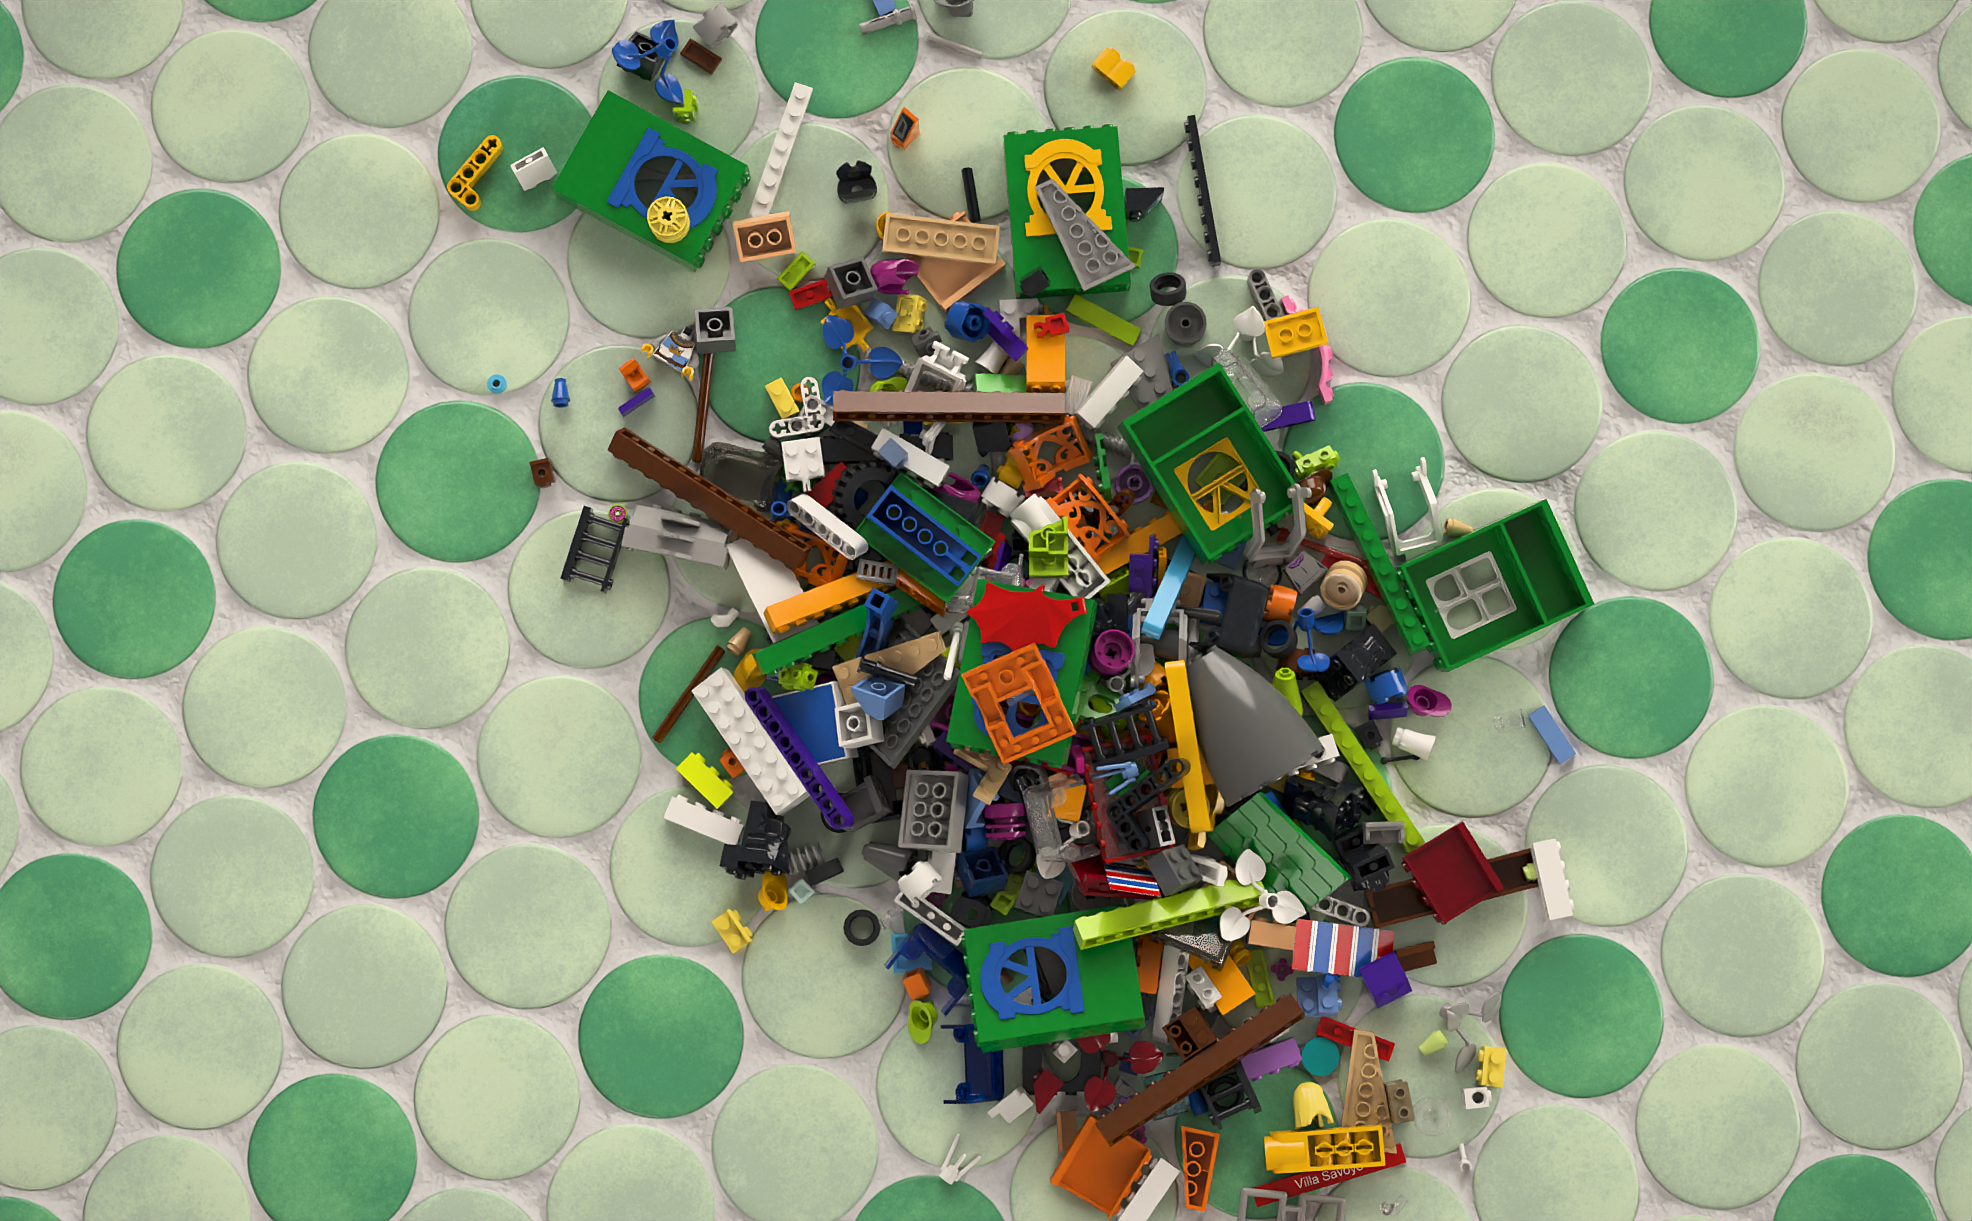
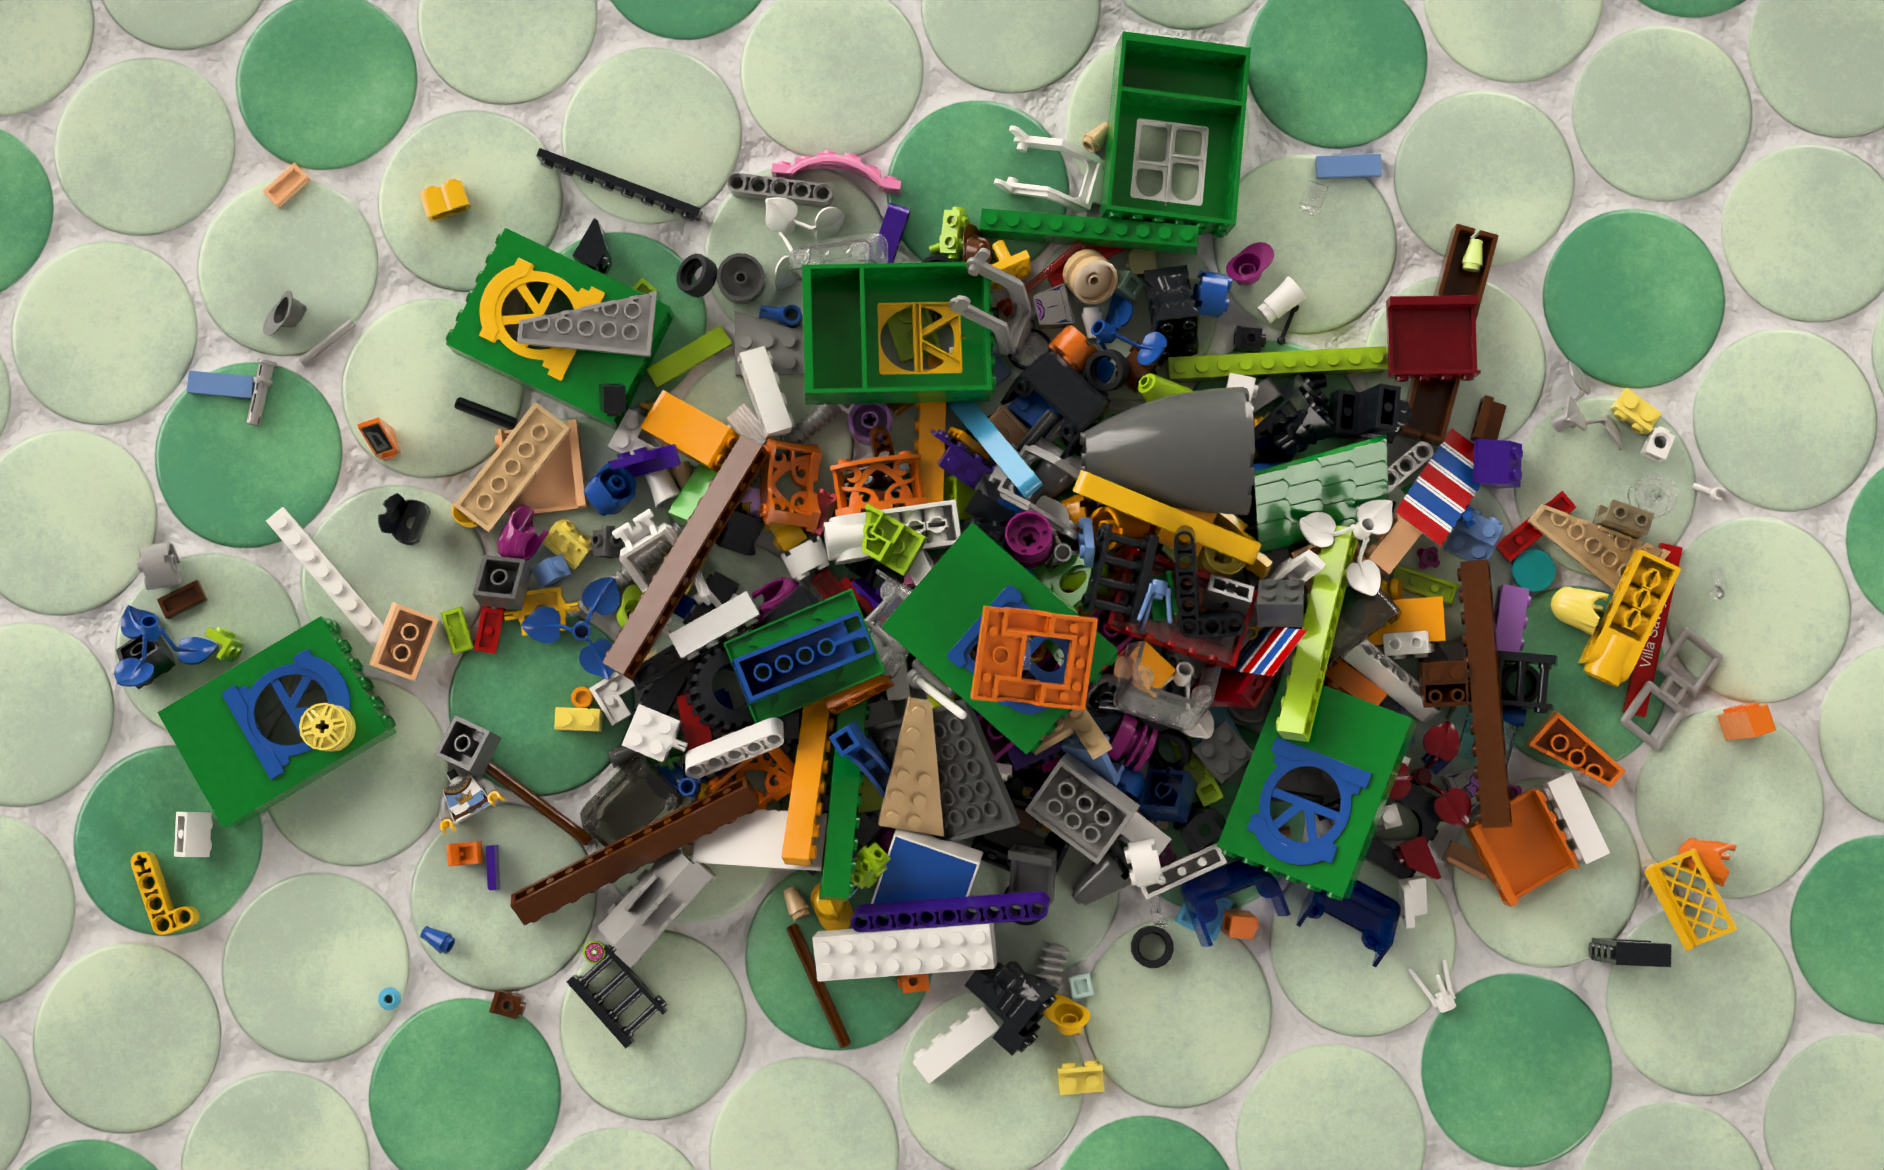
camera: 60 degrees left, 0 degrees up
(706, 780) = (915, 1018): neon yellow brick -> none
(724, 620) = (765, 906): white arm -> none
(804, 420) = (613, 708): white beam -> none
(824, 871) = (1077, 954): black tyre -> none
(856, 727) = (954, 832): white brick -> none
(876, 579) = (816, 706): light grey slope -> none
(877, 669) = (910, 781): black pin -> none
(879, 696) = (938, 795): medium blue slope -> none
(893, 454) = (701, 639): sand blue brick -> none
(921, 1019) = (1278, 941): lime piece -> none
(980, 477) = (773, 567): blue cone -> none
(1023, 616) = (947, 603): red animal -> none
(1054, 325) = (667, 404): red plate -> none
(1076, 752) = (1115, 632): dark pink tile -> none
(1102, 472) = (840, 444): green wing -> none
(1295, 332) = (815, 176): yellow plate -> none
(1383, 832) = (1354, 379): light grey hinge -> none
(1387, 710) = (1235, 308): dark purple tile -> none
(1434, 1042) = (1582, 453): yellowish green cone -> none
(1551, 879) = (1493, 246): white brick -> none

